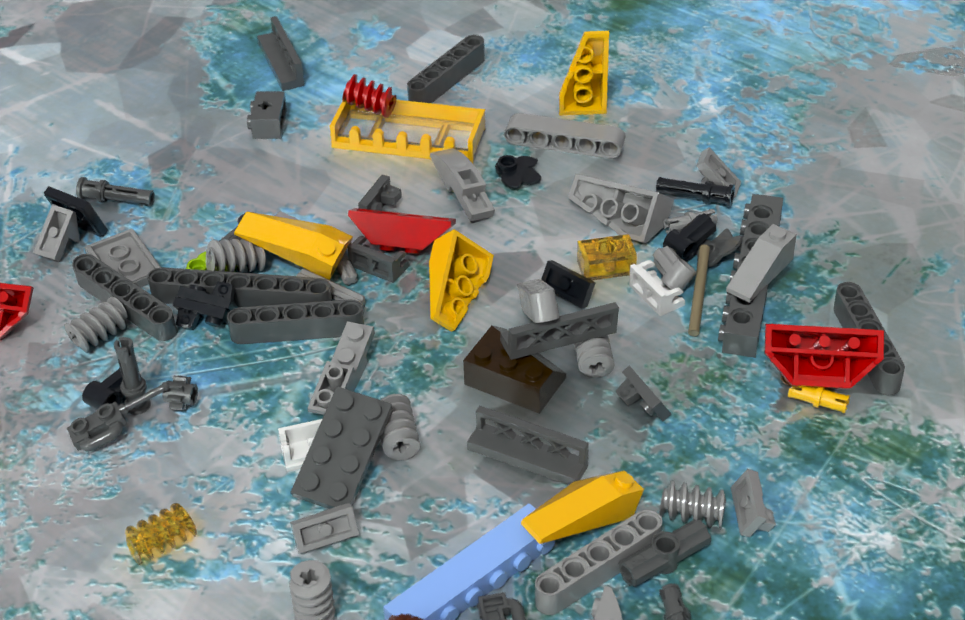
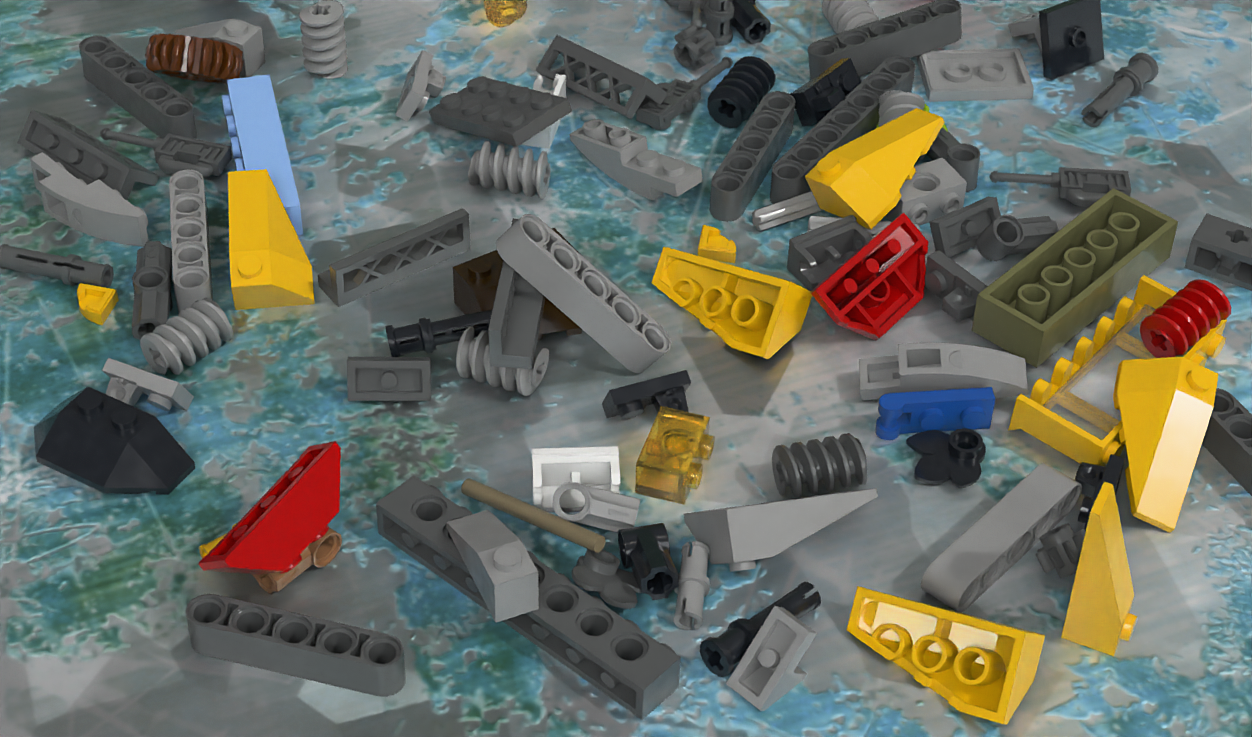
camera: 115 degrees right, 0 degrees up
(224, 349) = (741, 91): none -> black piece
(231, 186) = (1077, 185): none -> dark grey piece
(244, 383) = (678, 99): none -> dark grey piece
(246, 422) = (599, 68): none -> dark grey fence
(304, 209) = (961, 227): none -> dark grey hinge
(313, 190) = (1017, 236): none -> dark grey piece
(337, 154) = (1073, 277): none -> olive brick
(397, 315) = (715, 246): none -> yellow tile
(443, 91) = (1164, 422): none -> yellow wedge
(496, 184) = (934, 411): none -> blue plate
(500, 111) = (1092, 479): none -> black hinge
(566, 109) = (1061, 550): none -> dark grey gear
(570, 202) = (819, 462): none -> dark grey piece
(594, 392) = (423, 332): none -> black pin
(656, 125) = (962, 657): none -> yellow wedge
(693, 590) = (96, 302): none -> yellow tile
(816, 503) = (110, 446): none -> black wedge

